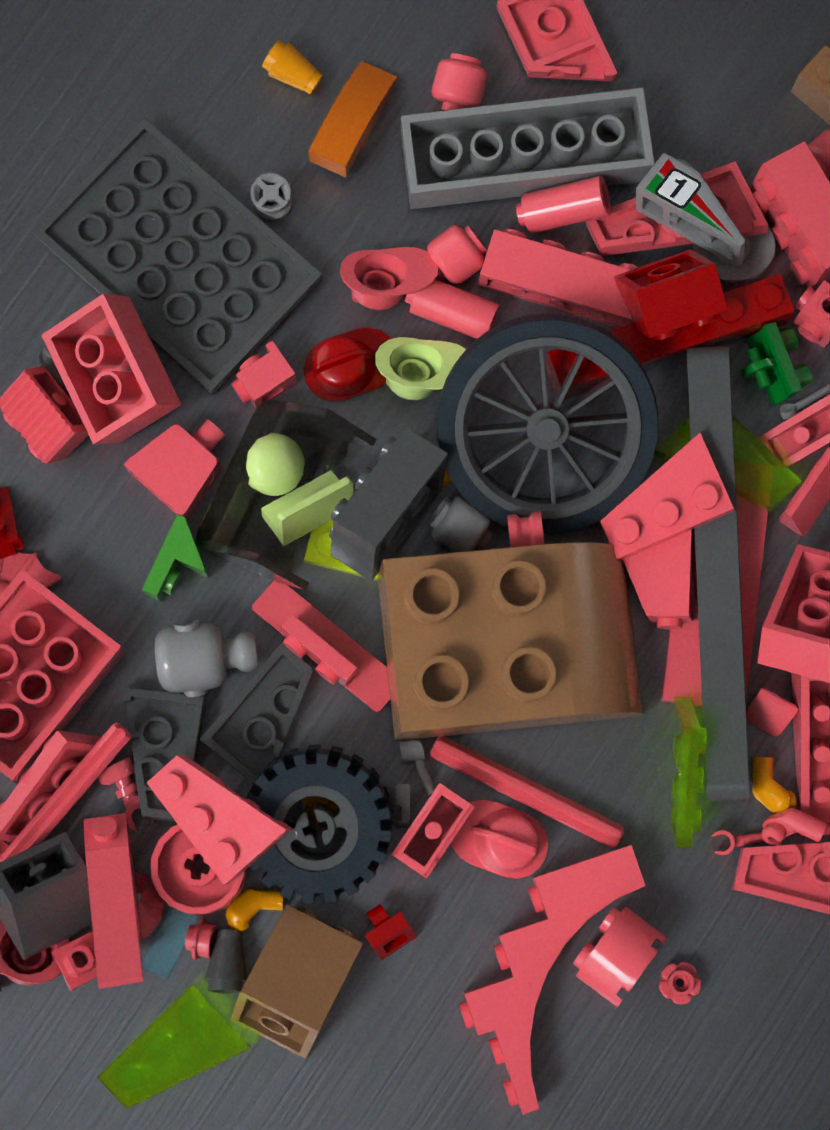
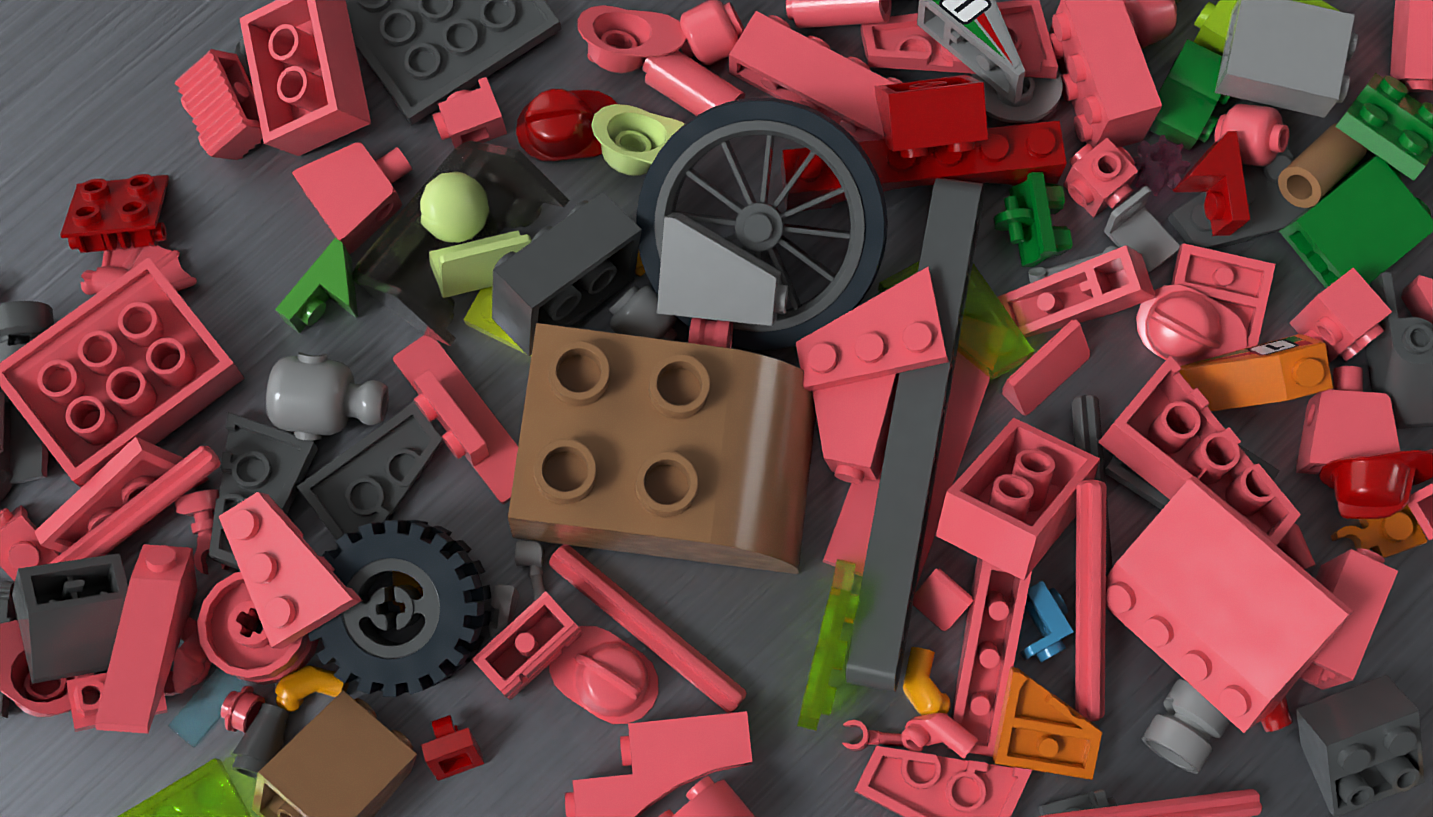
camera: 15 degrees right, 5 degrees down
(521, 482) = (715, 278): none -> light grey slope

